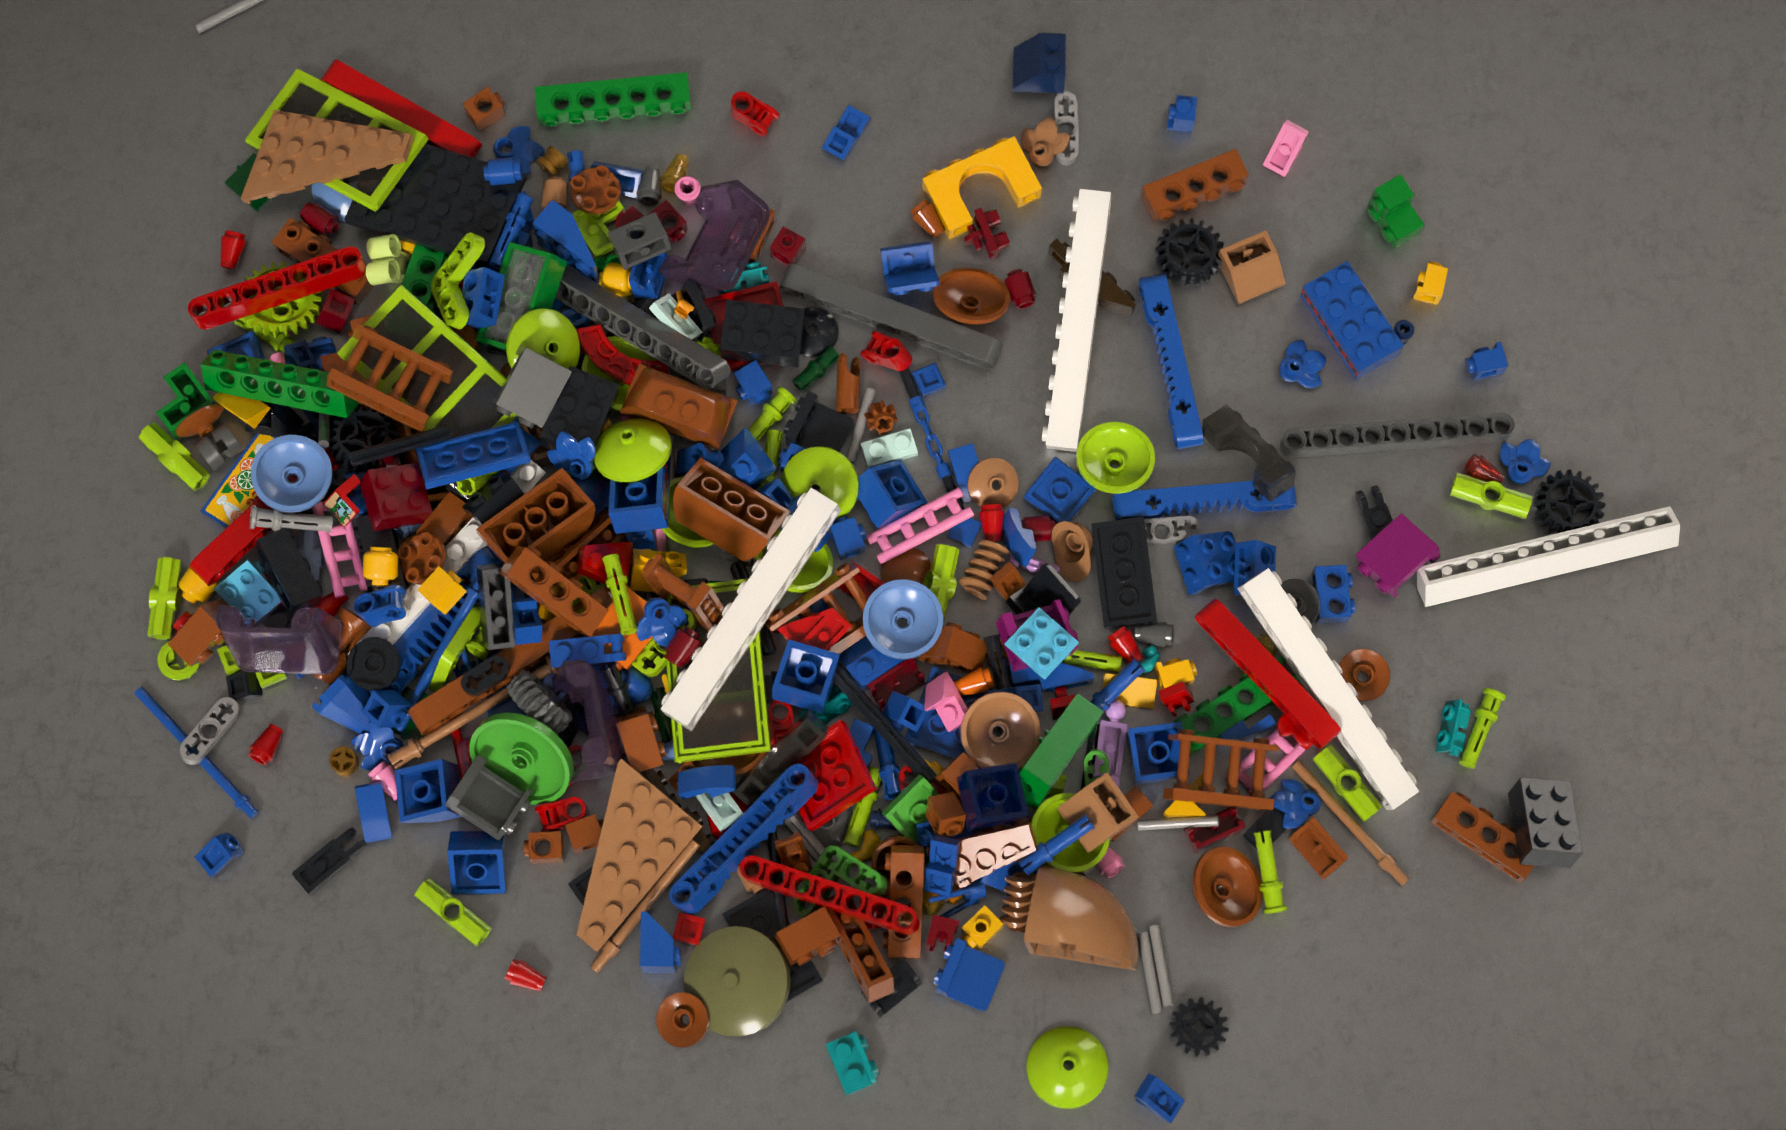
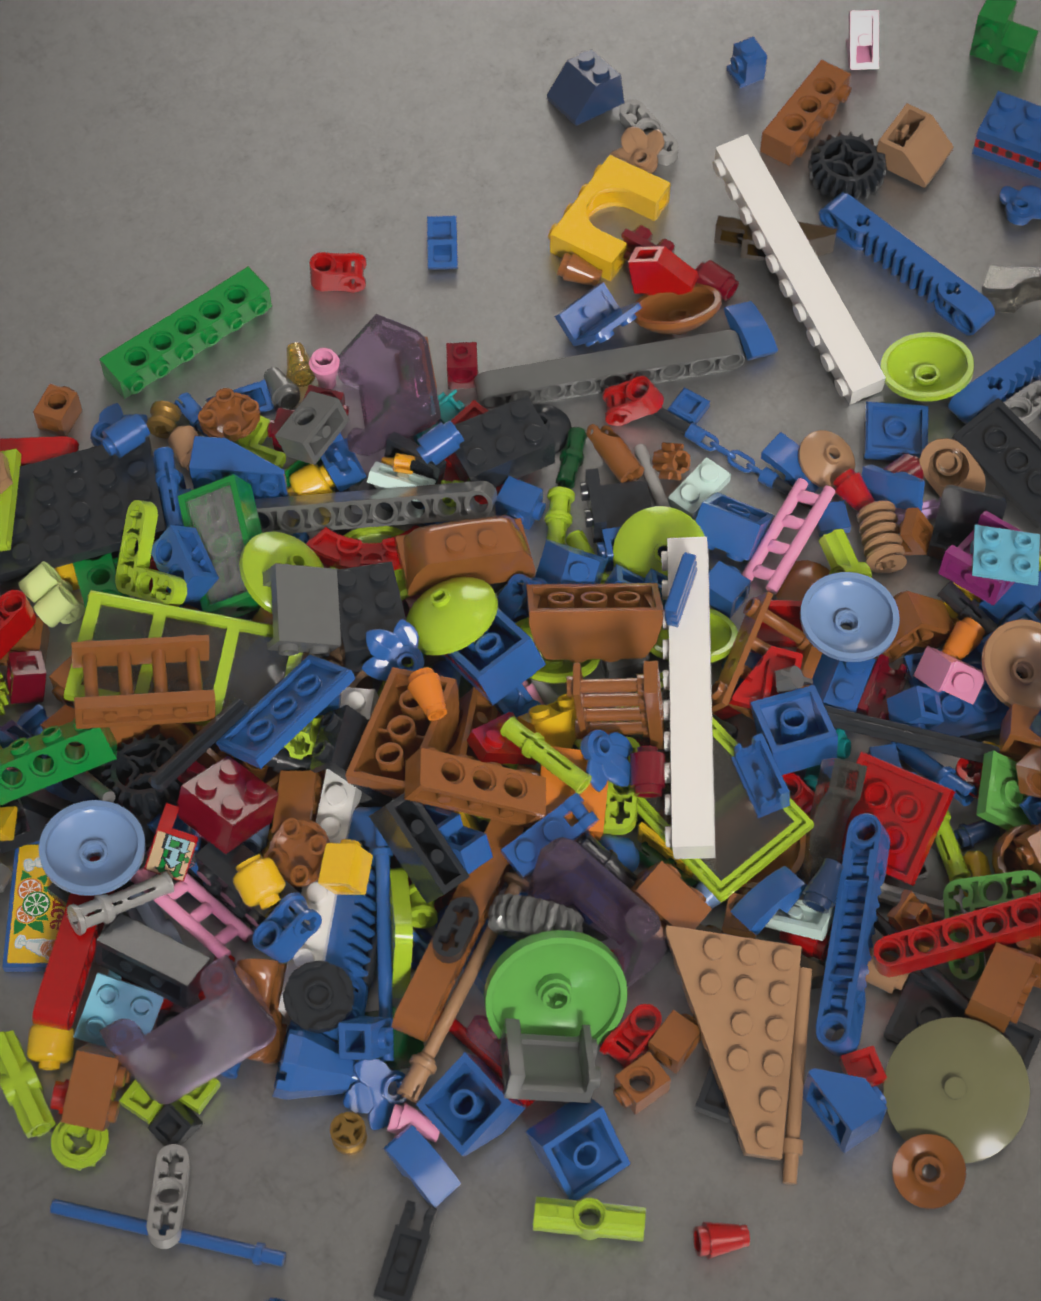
camera: 30 degrees left, 15 degrees down
(265, 745) = (246, 1173): red cone -> none
(565, 505) = (428, 693): none -> orange cone
(713, 311) = (439, 443): none -> blue brick
(743, 797) = (823, 887): none -> dark blue cone
(755, 697) = (761, 777): none -> blue hinge
(787, 534) = (680, 589): none -> blue tile
(826, 640) = (790, 679): none -> dark grey piece
(979, 260) = (660, 271): none -> red slope
(1016, 345) = (752, 330): none -> blue slope

